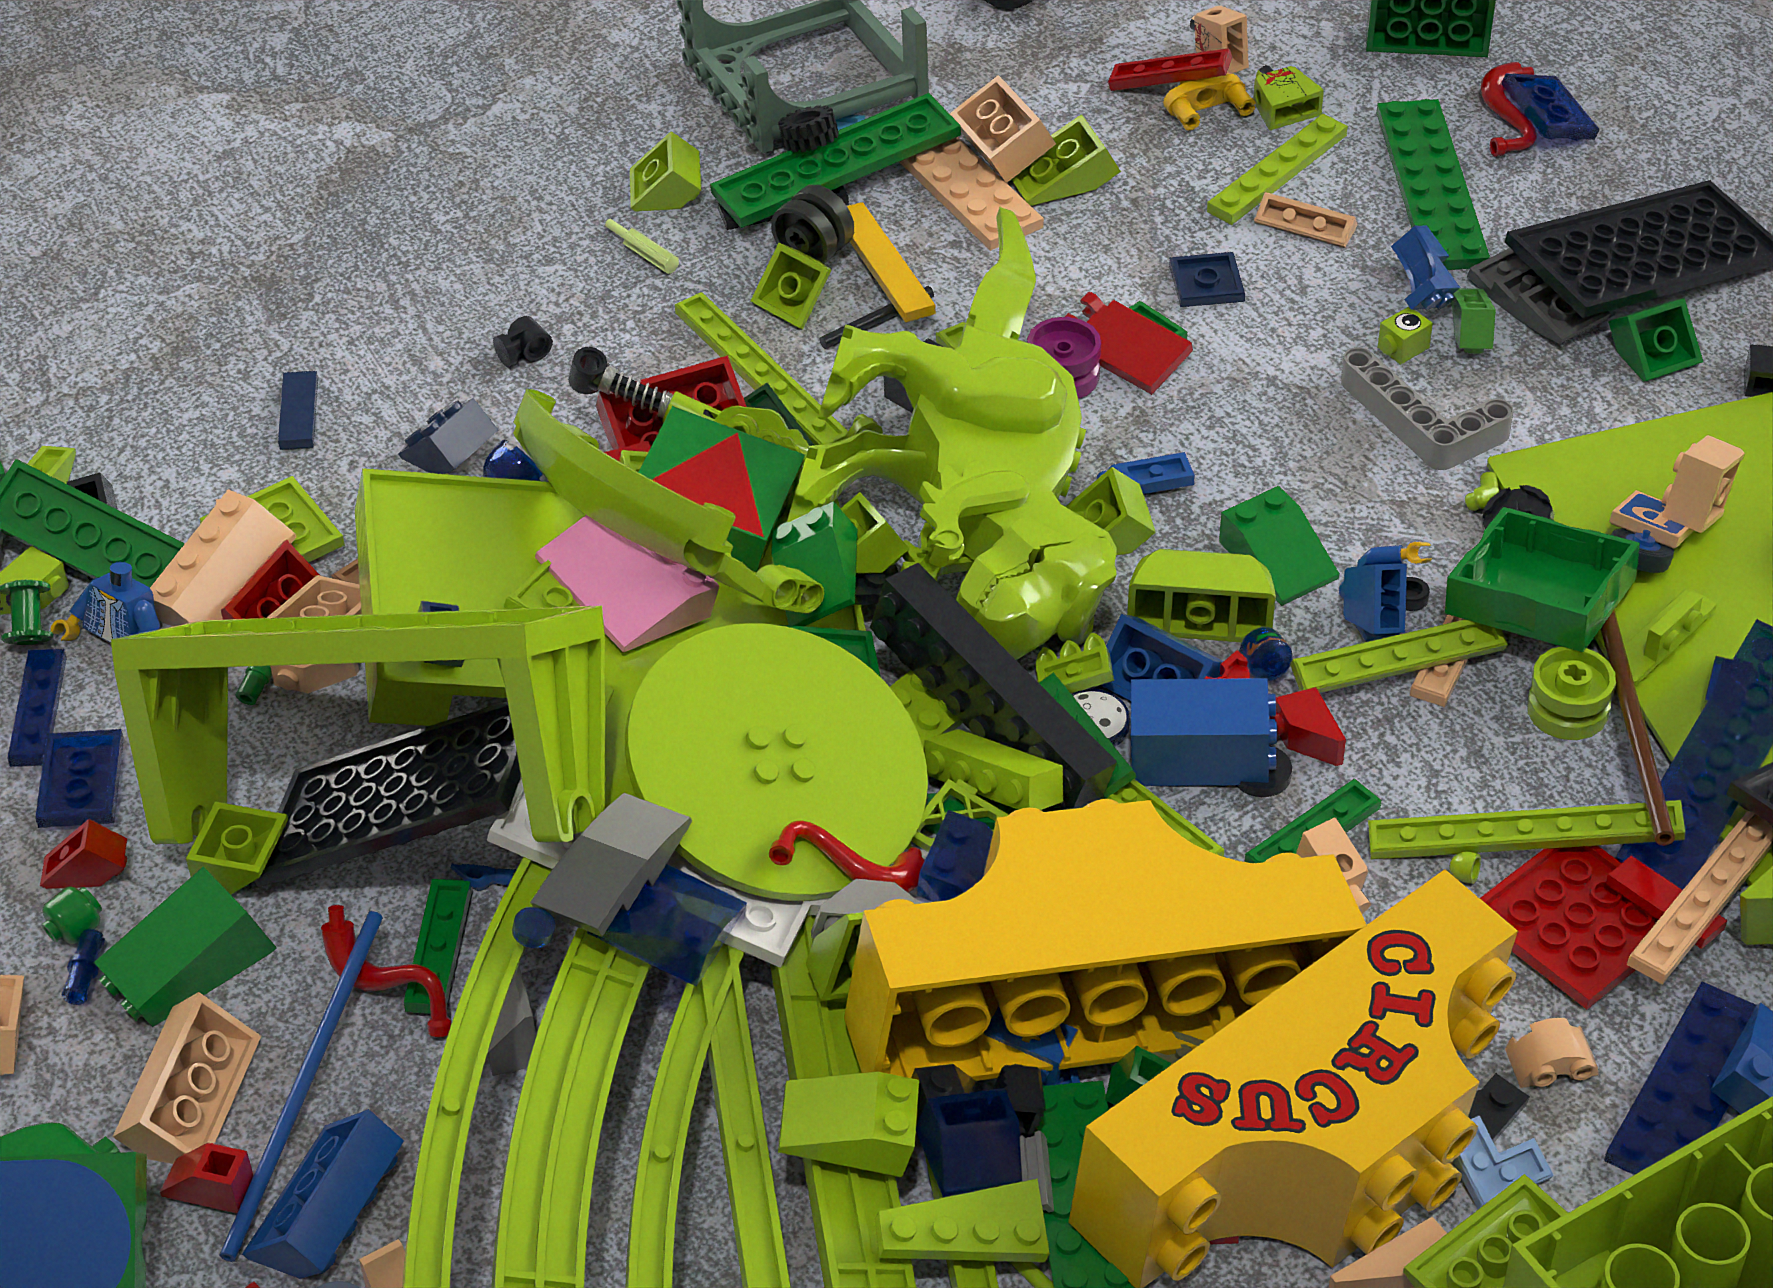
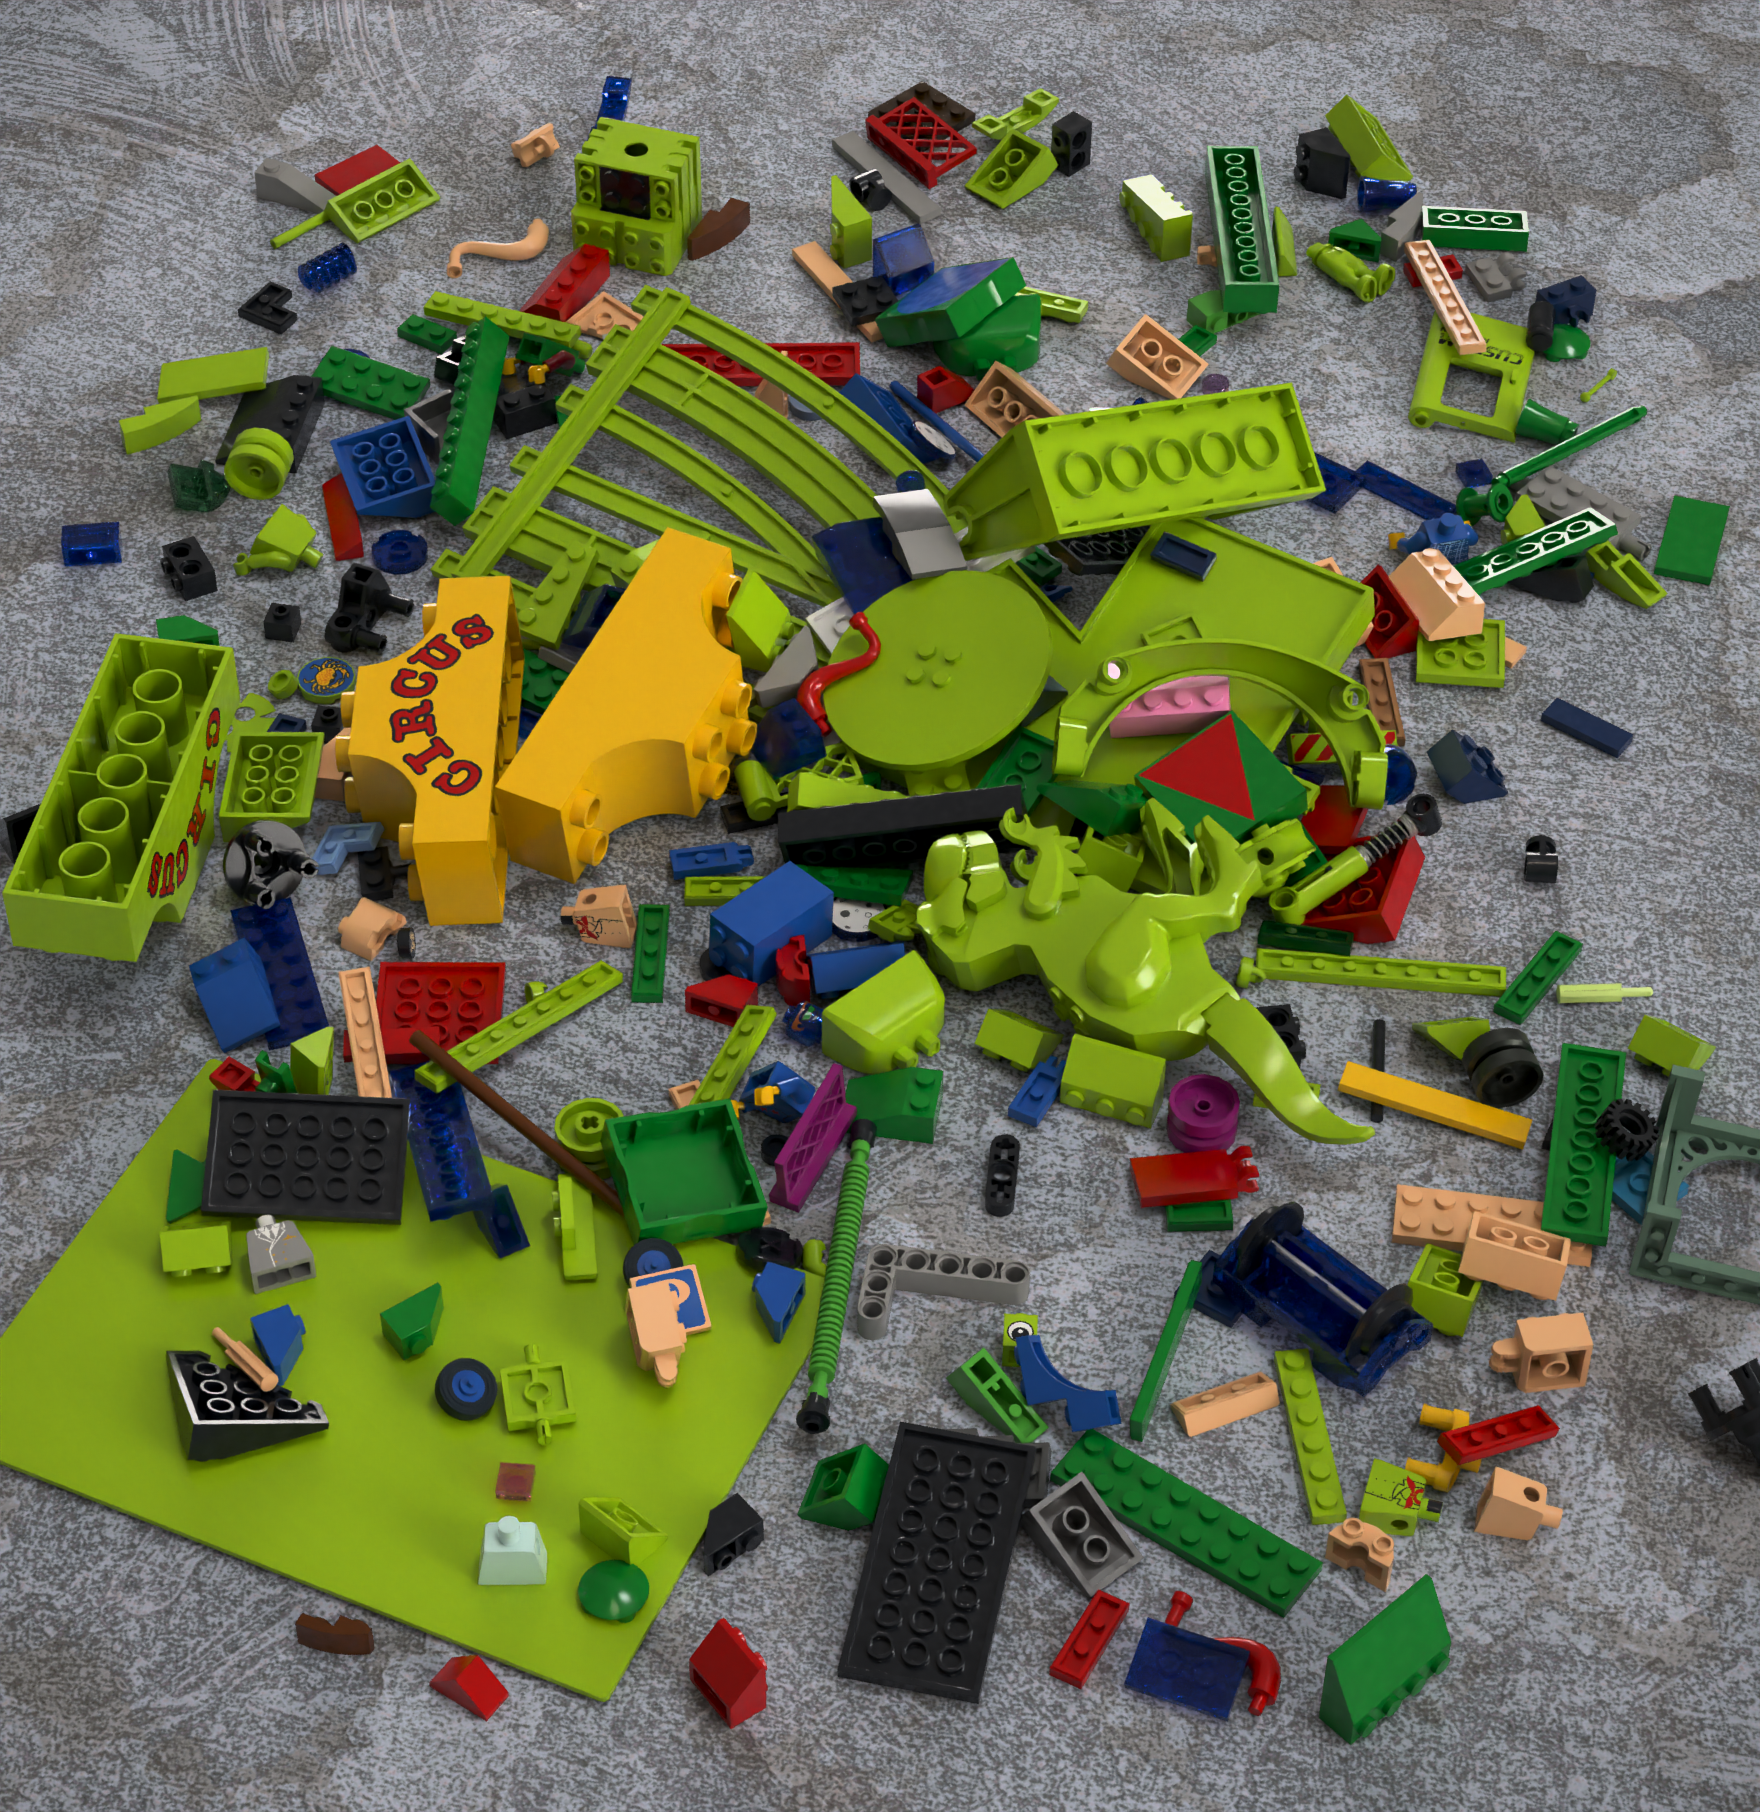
camera: 130 degrees right, 0 degrees up
(326, 1118) = (931, 441): none -> tile
(660, 288) = (1537, 977): none -> green tile
(1068, 77) = (1546, 1353): none -> light nougat hinge
(1106, 433) = (1113, 1081): none -> lime slope
(1170, 183) = (1320, 1299): none -> clear blue piece
(1278, 437) = (1008, 1185): none -> black beam
(1310, 254) = (1165, 1350): none -> green tile
(1346, 84) = (1362, 1546): none -> light nougat cylinder
(1443, 550) = (812, 1142): none -> magenta fence
(1489, 454) = (822, 1366): none -> bright green hose
(1517, 207) = (1081, 1535): none -> flat silver slope
(1539, 1005) = (406, 943): none -> black tile
(1560, 465) = (778, 1297): none -> blue slope
(1584, 172) = (1089, 1639): none -> red tile
(1641, 1145) = (266, 863): none -> black piece

